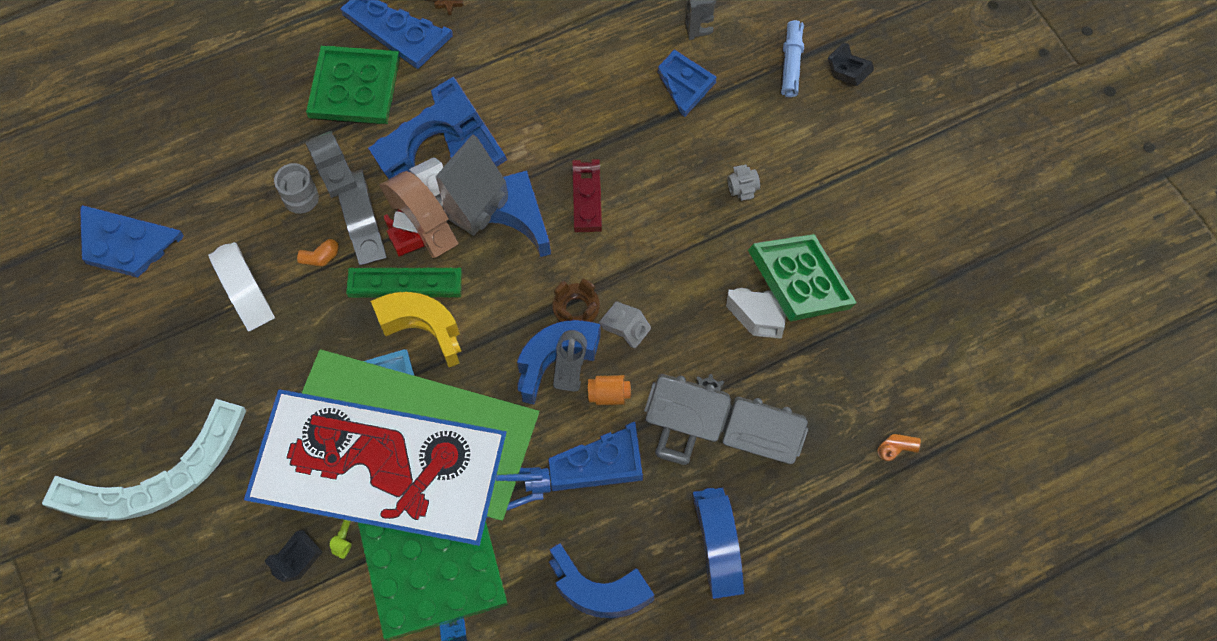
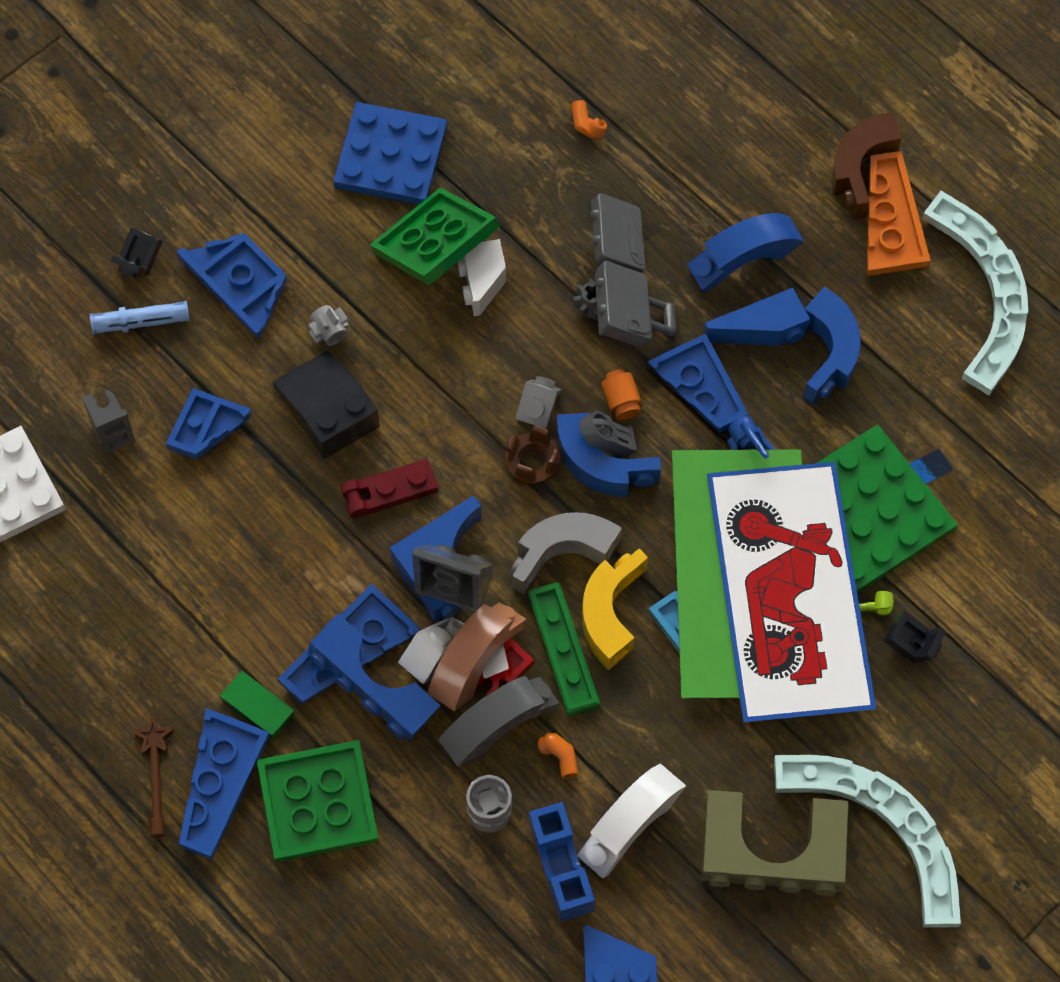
camera: 110 degrees left, 0 degrees up
(176, 346) = (730, 861): none -> olive arch
(206, 224) = (560, 862): none -> blue arch
(330, 163) = (438, 773): dark grey arch -> none
(445, 66) = (257, 704): none -> green tile
(493, 317) = (562, 534): none -> light grey arch
(640, 535) = (762, 323): none -> blue slope
(675, 167) = (328, 403): none -> black slope
(808, 133) = (239, 277): none -> blue wing
(903, 276) = (390, 153): none -> blue plate

